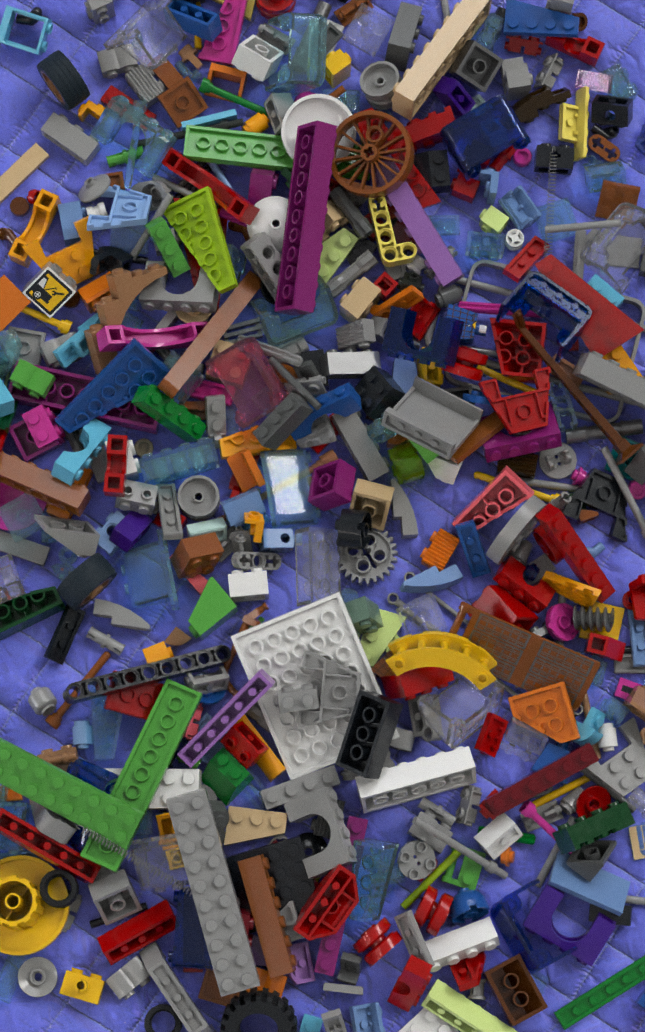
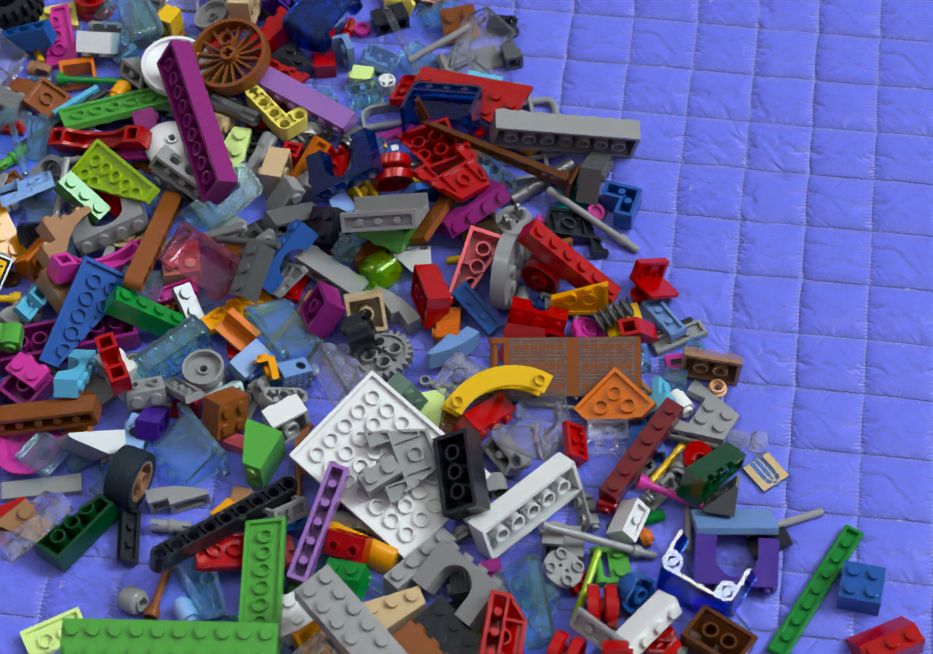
camera: 20 degrees left, 25 degrees down
(437, 515) = (430, 294): none -> red slope

